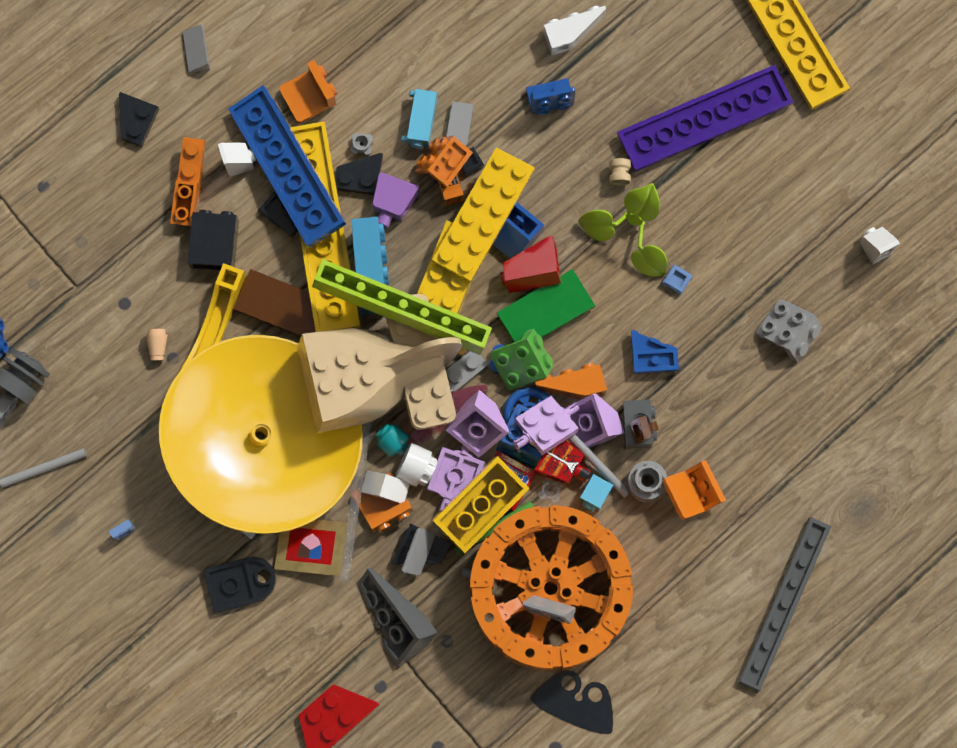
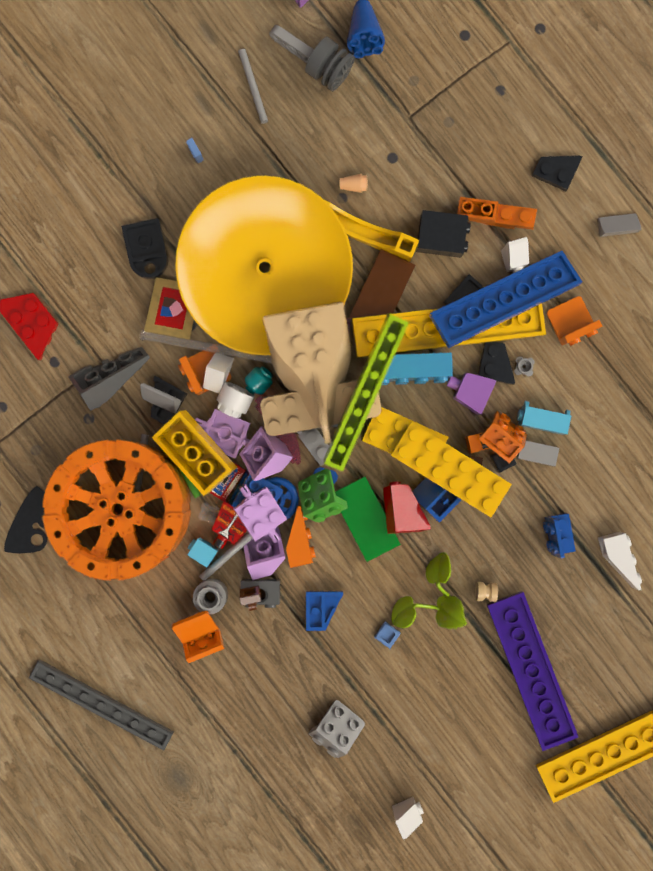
camera: 90 degrees right, 10 degrees up
(550, 609) = (94, 507): light grey slope -> none

